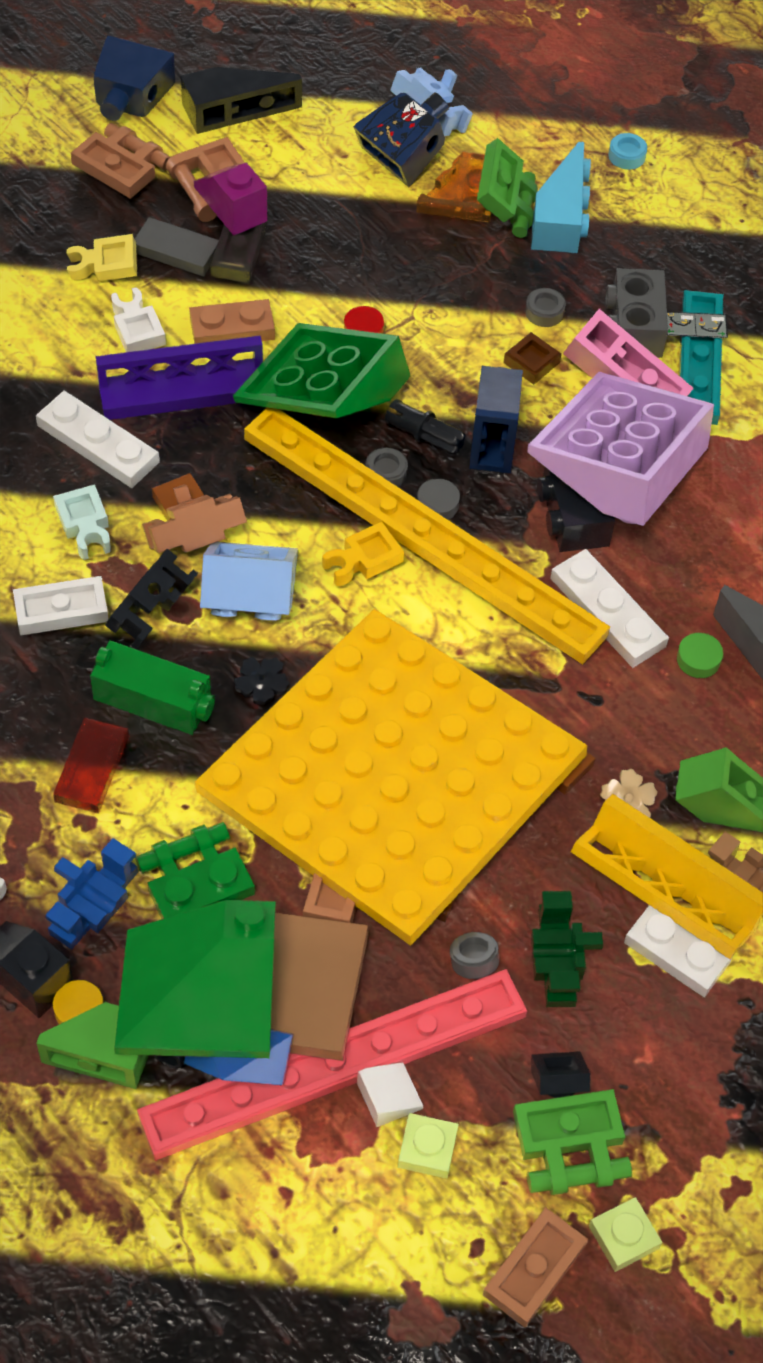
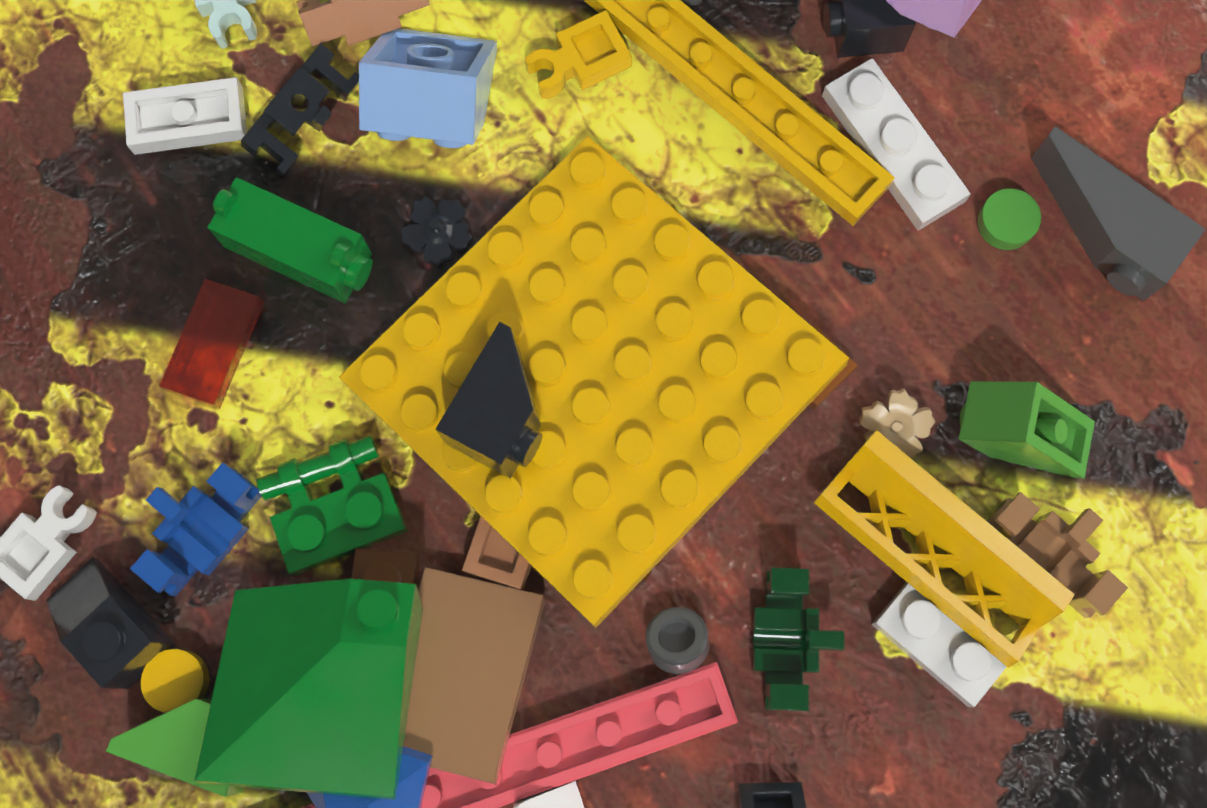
camera: 10 degrees right, 20 degrees up
(323, 787) = (495, 409): none -> black slope

